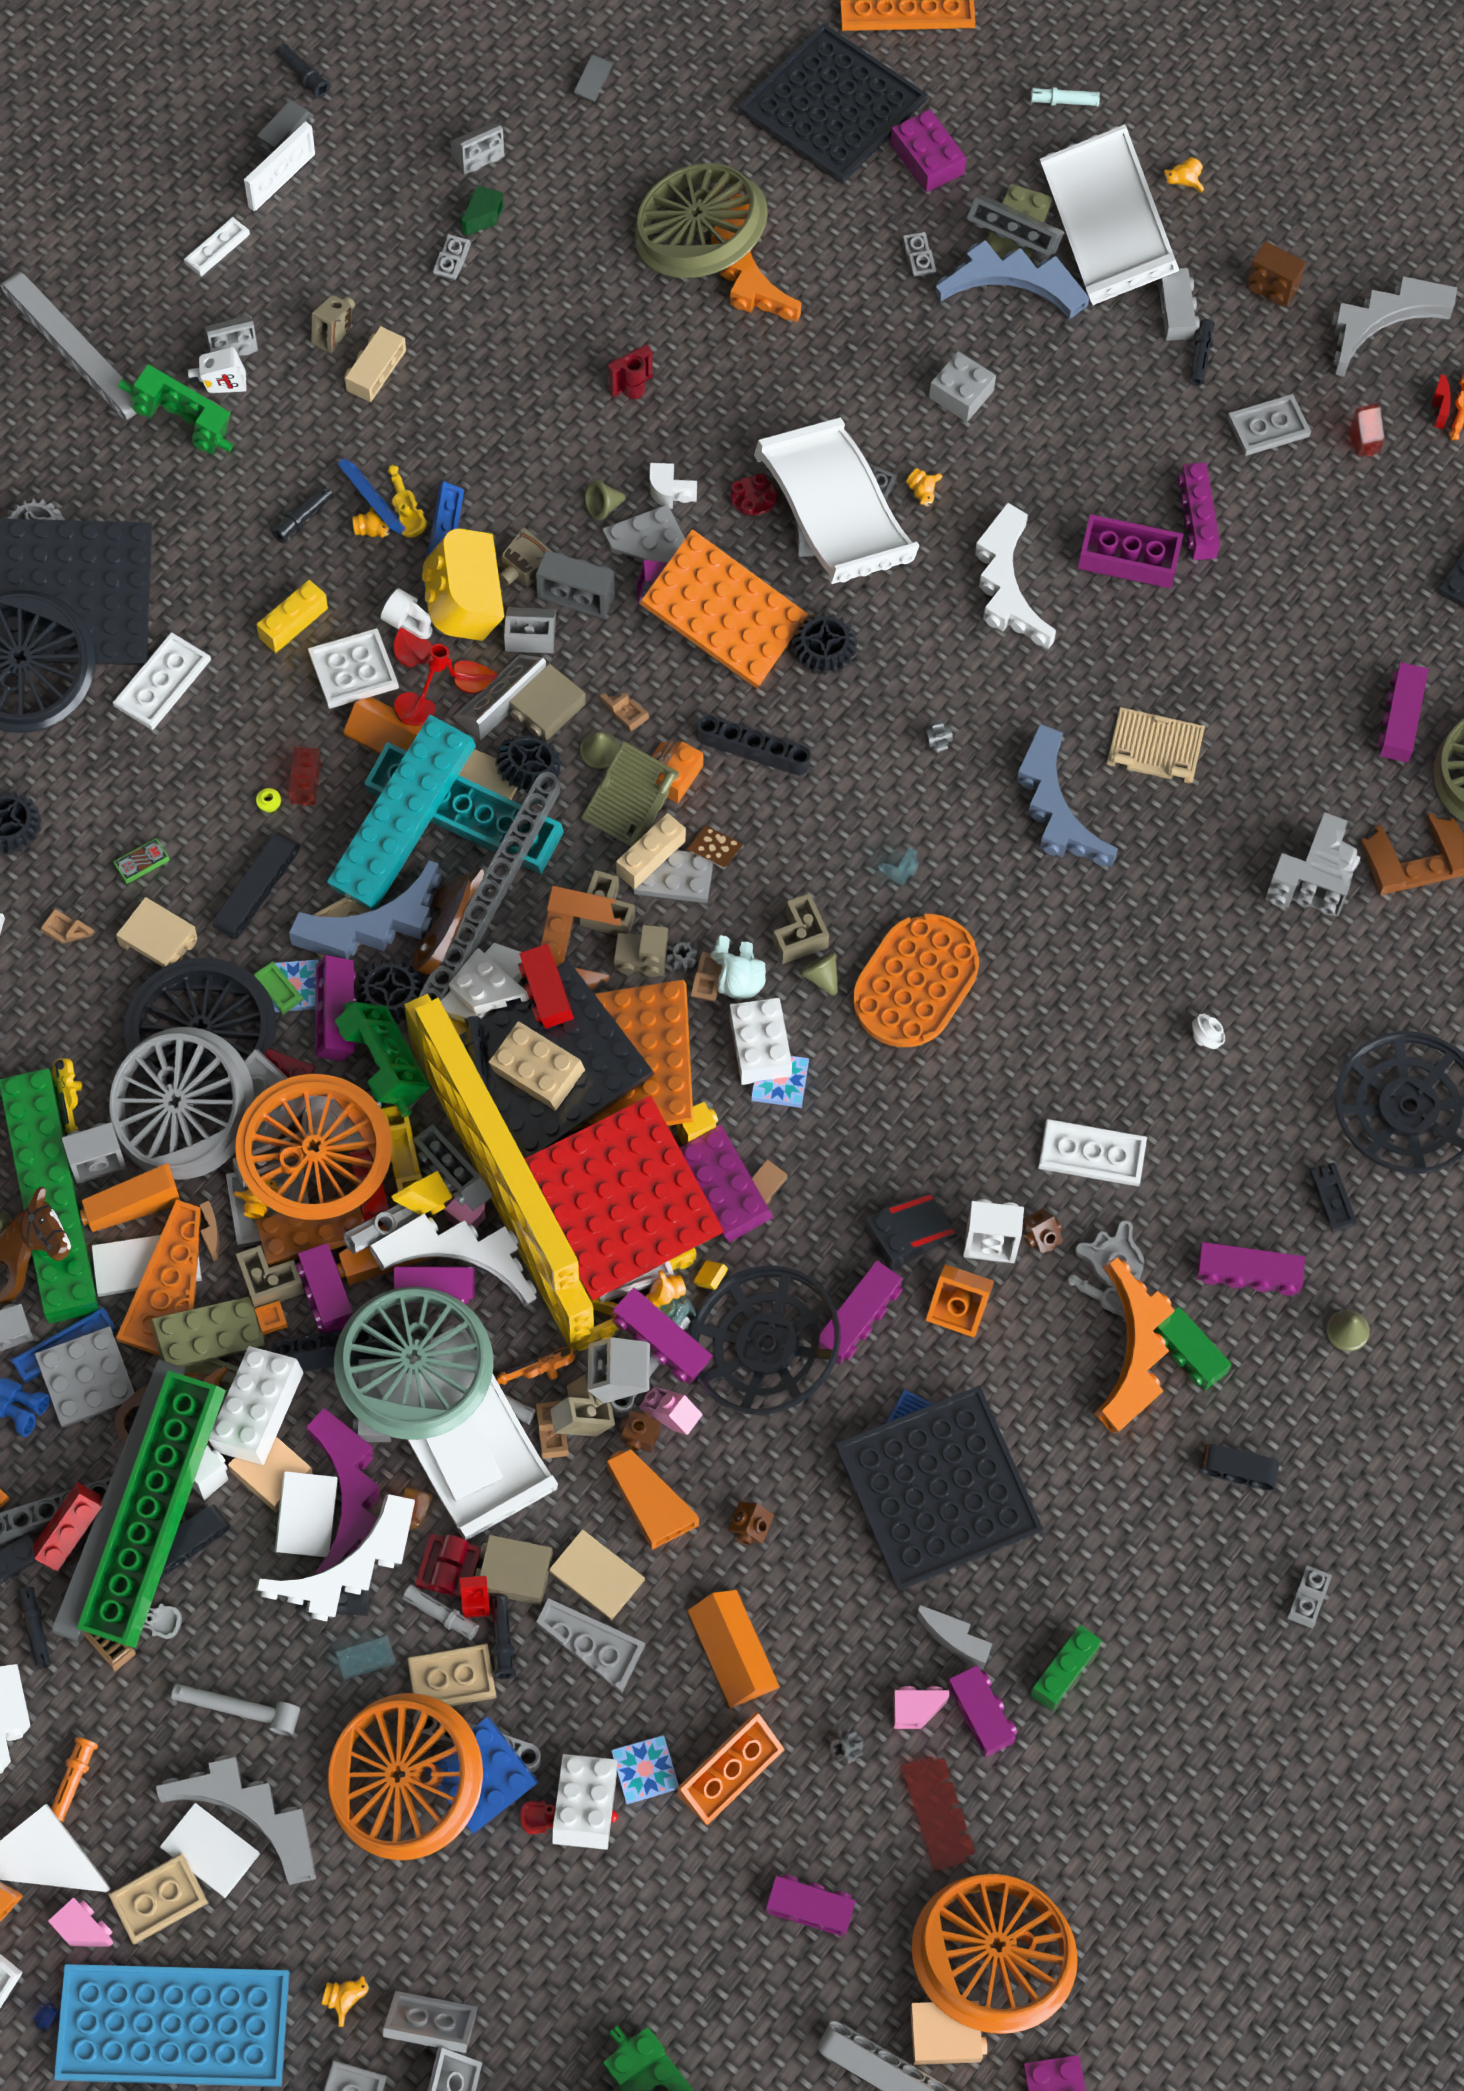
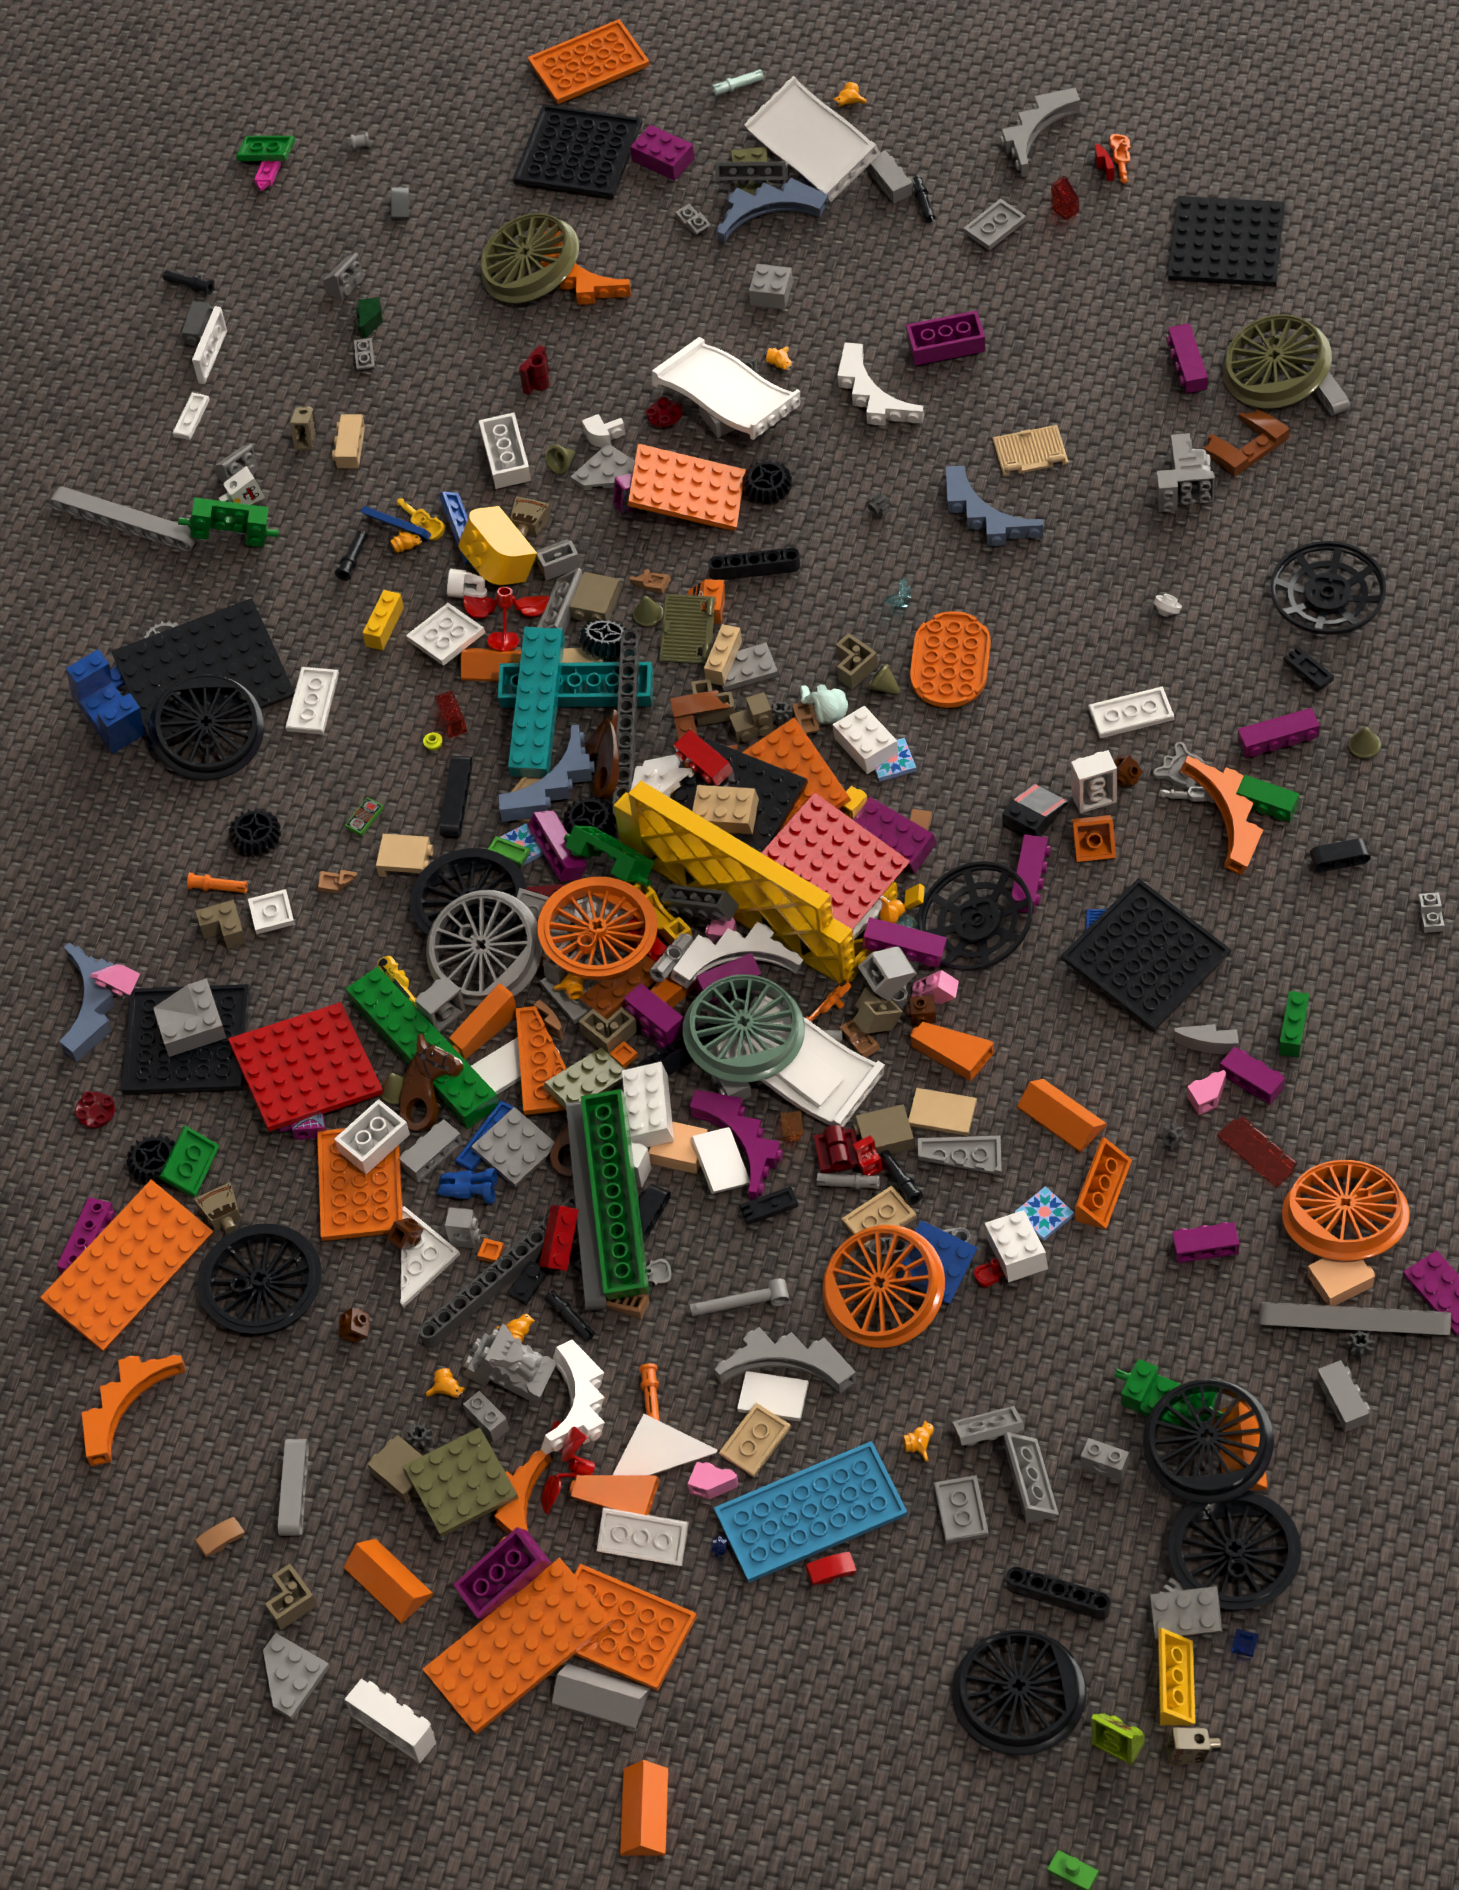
camera: 15 degrees left, 10 degrees down
(322, 1591) = (761, 1197): white arch -> none
(365, 1657) = (812, 1231): clear light blue plate -> none
(424, 1195) = (692, 924): yellow slope -> none
(543, 460) = (505, 450): none -> white brick
(575, 584) = (573, 515): dark grey brick -> none
(715, 846) = (764, 637): reddish brown sticker -> none
(750, 1523) = (1030, 1031): reddish brown brick -> none
(1199, 511) = (978, 295): magenta brick -> none
(1275, 274) = (947, 129): reddish brown brick -> none

